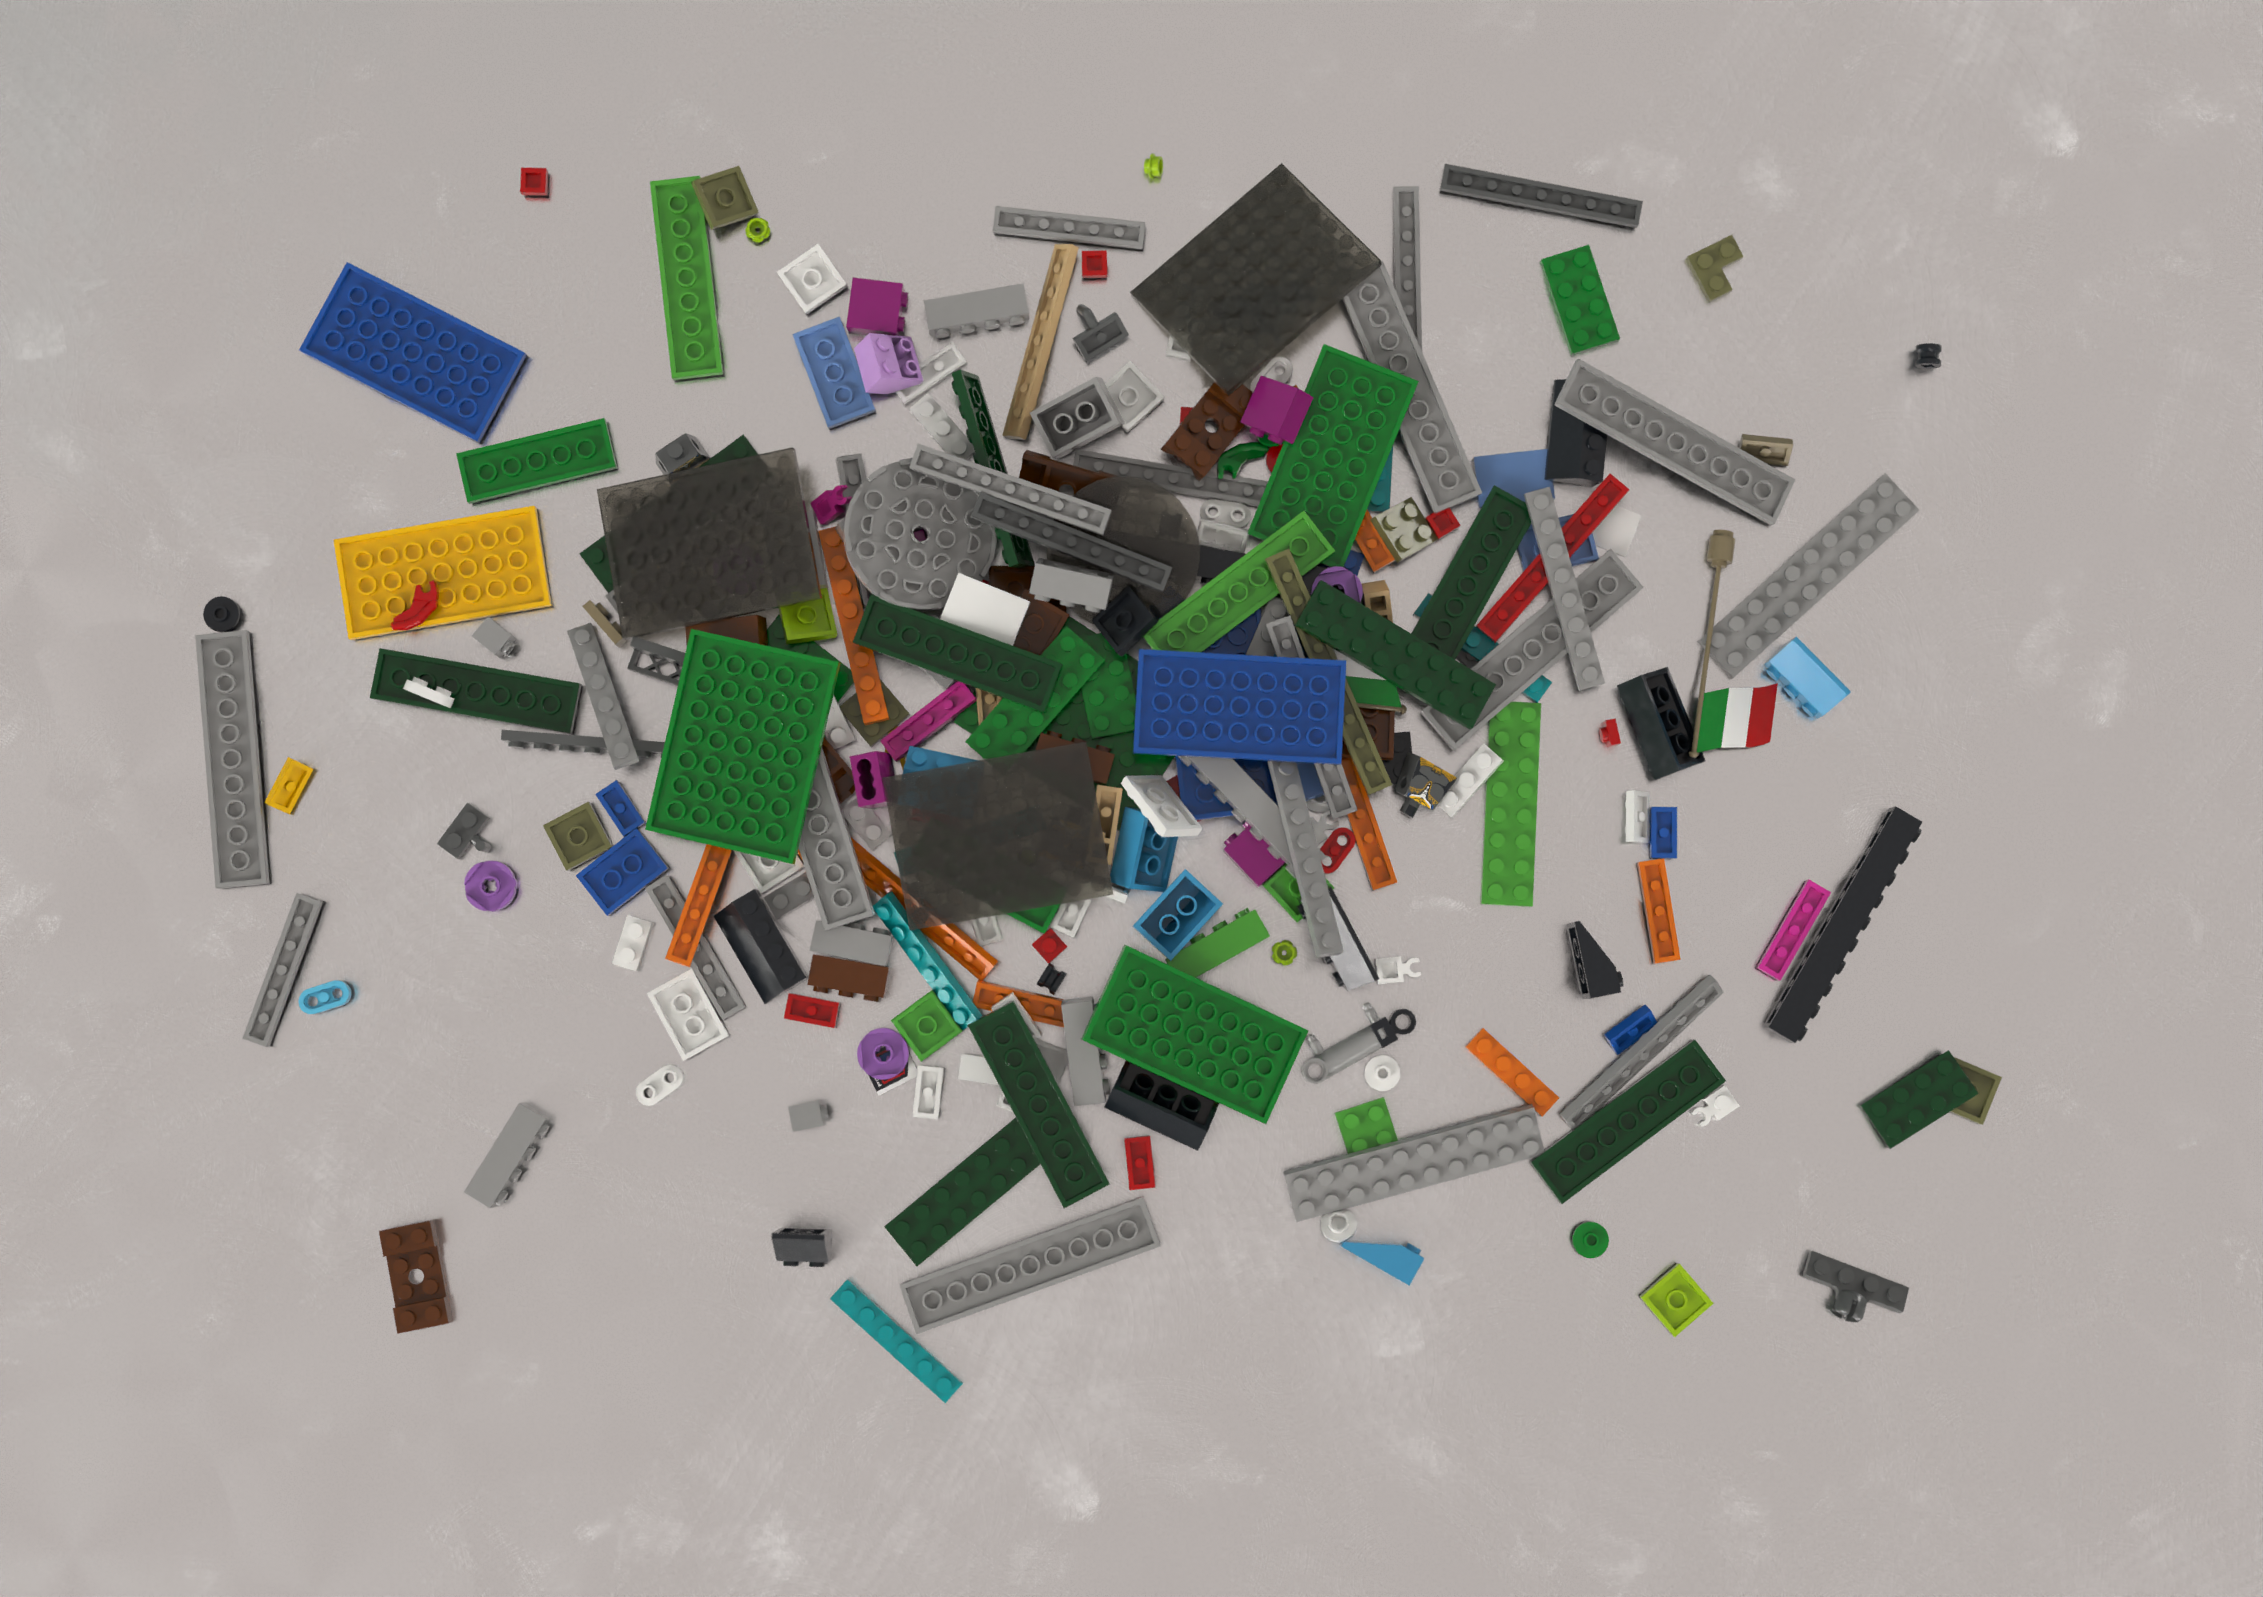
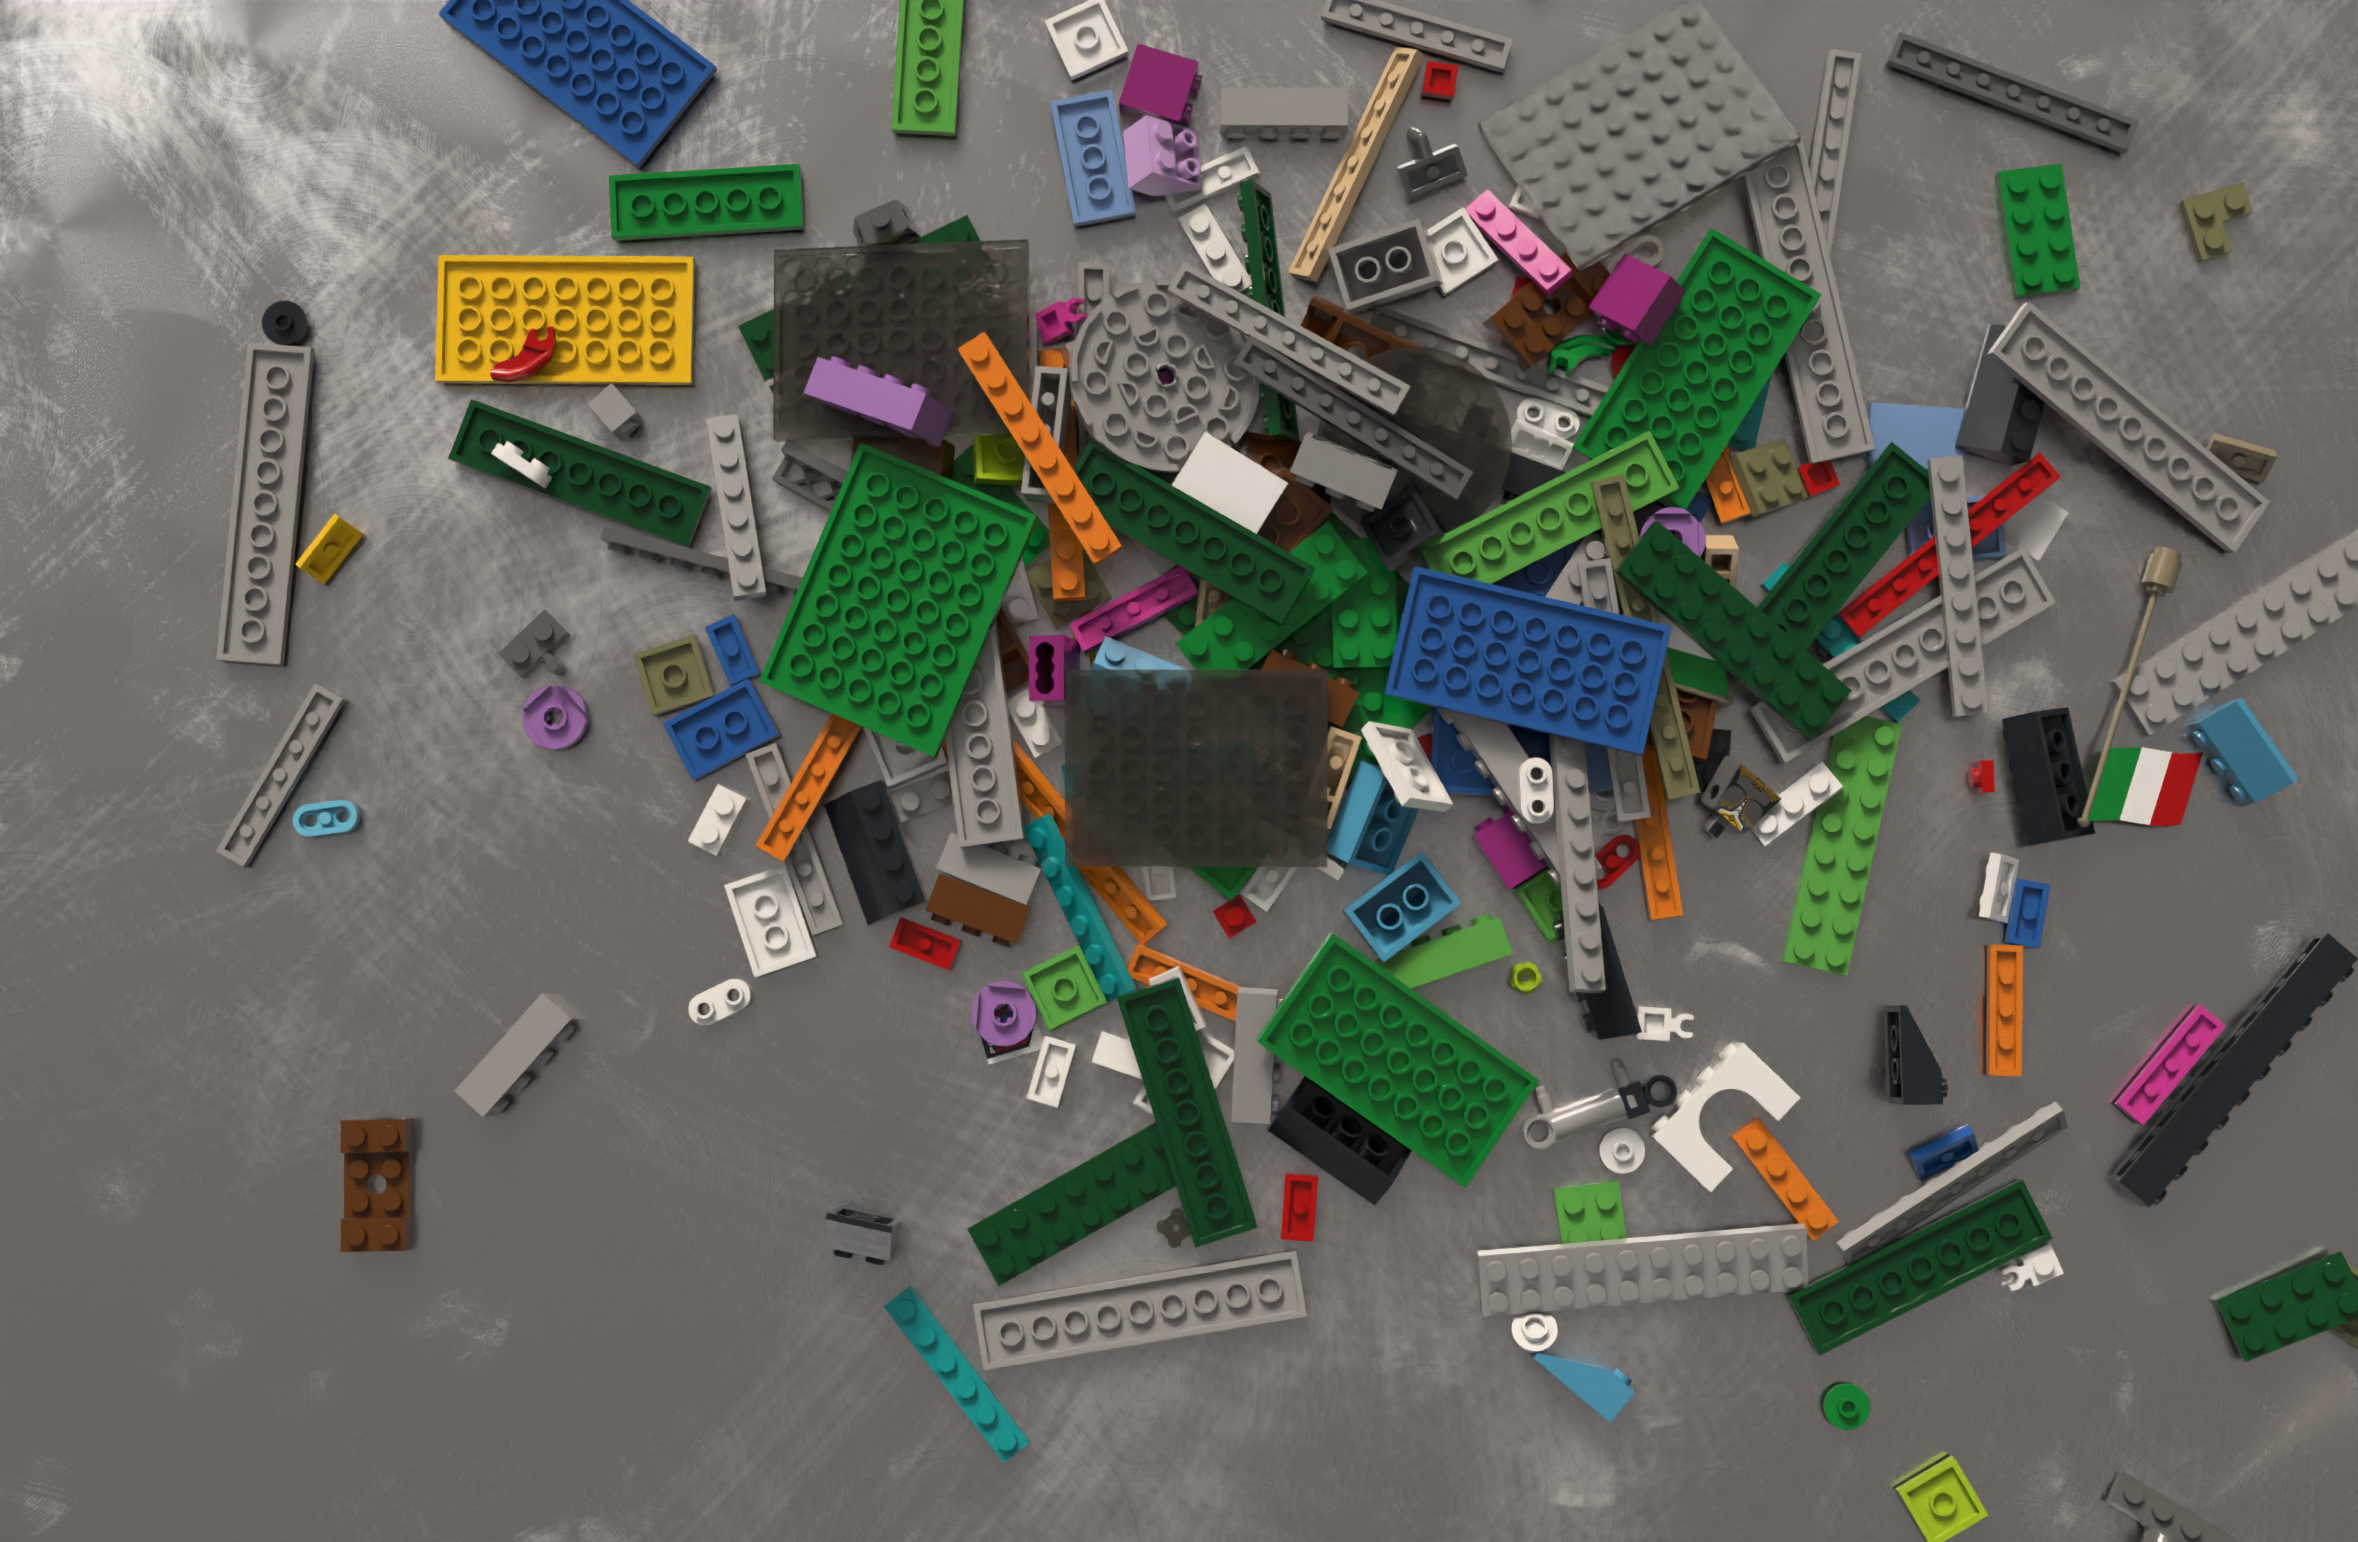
camera: 15 degrees right, 0 degrees up
(599, 613) = (749, 405): dark tan plate -> none
(699, 593) = (879, 399): none -> medium lavender wedge
(808, 1115) = (897, 1073): light grey brick -> none
(832, 609) = (1040, 449): none -> orange plate
(836, 597) = (1052, 403): none -> light grey brick
(1047, 1204) = (1166, 1227): none -> clear smoke plate
(1051, 978) = (1230, 958): black wheel -> none
(1177, 381) = (1518, 243): none -> plate
(1263, 806) = (1535, 790): none -> white plate
(1424, 1050) = (1680, 1130): none -> white arch

